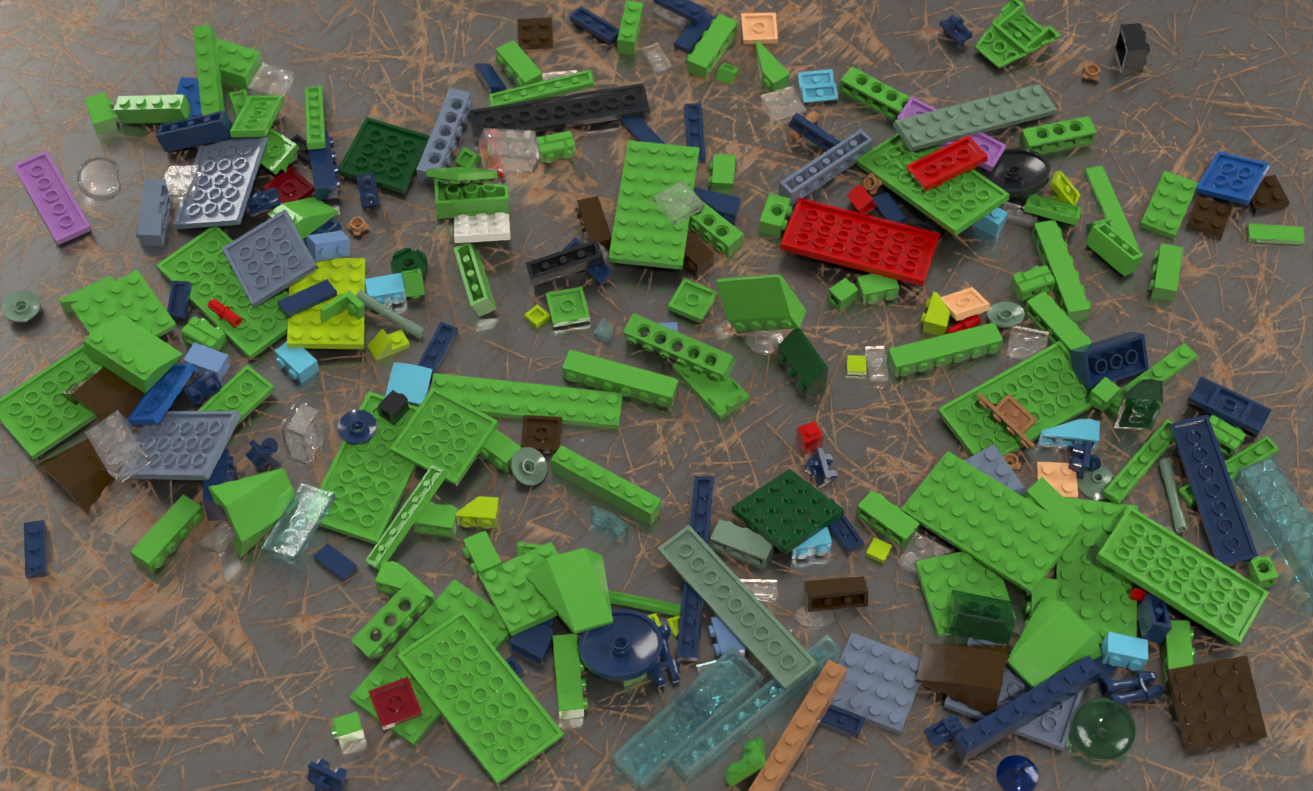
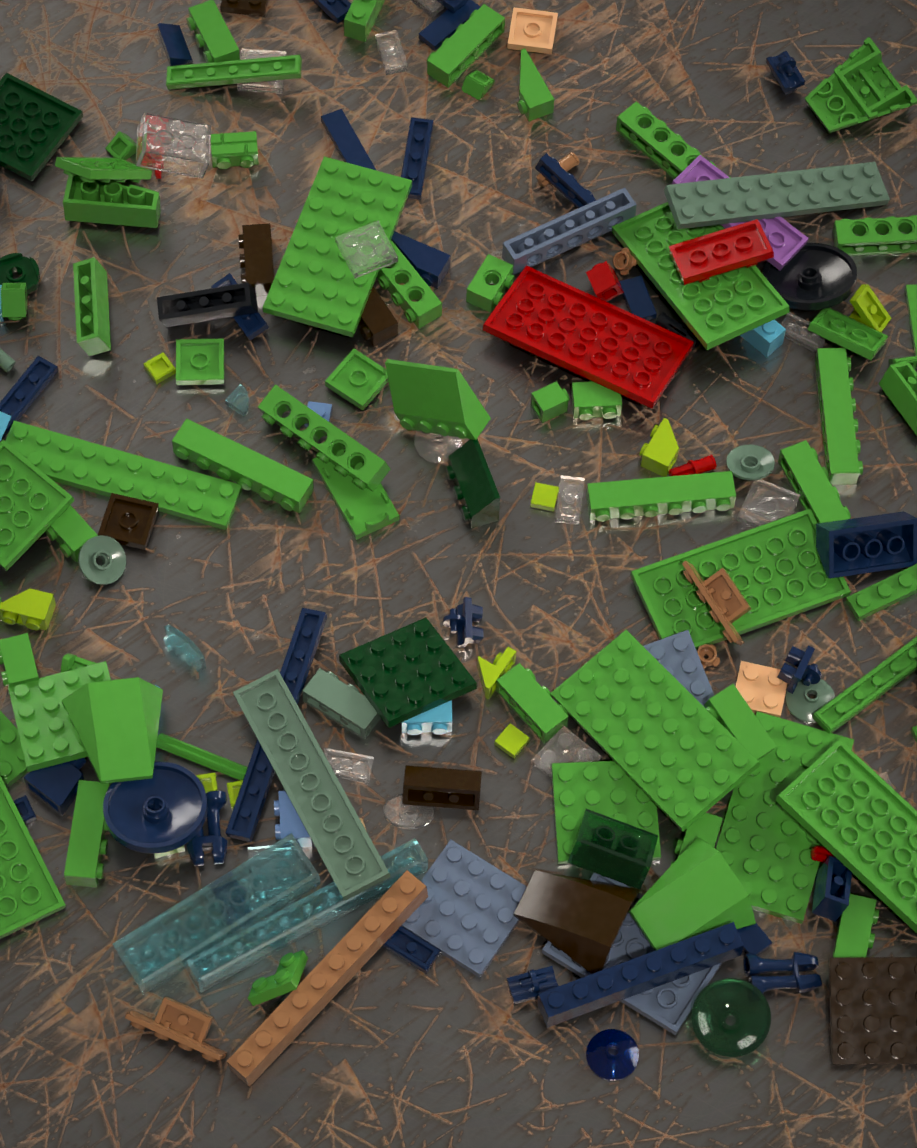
camera: 10 degrees right, 5 degrees up
(445, 133) = (116, 82): sand blue brick -> none
(481, 227) = (115, 242): white plate -> none
(563, 110) = (255, 103): black plate -> none
(606, 485) = (191, 600): bright green brick -> none
(723, 173) = (437, 218): bright green brick -> none
(782, 105) = (537, 137): clear plate -> none
(809, 437) = (460, 581): red brick -> none
(817, 86) = (588, 120): medium azure slope -> none
(845, 534) = (475, 711): dark blue tile -> none
(851, 500) = (491, 672): none -> lime slope
(965, 303) = (701, 440): light nougat plate -> none
(1032, 282) = (796, 426): bright green brick -> none
(1070, 433) = (794, 632): medium azure slope -> none
(1104, 394) = (846, 589): bright green brick -> none
(1124, 651) = (785, 924): medium azure brick -> none
(1140, 406) = (886, 611): clear green slope -> none
(1177, 513) = (902, 760): sand green piece -> none

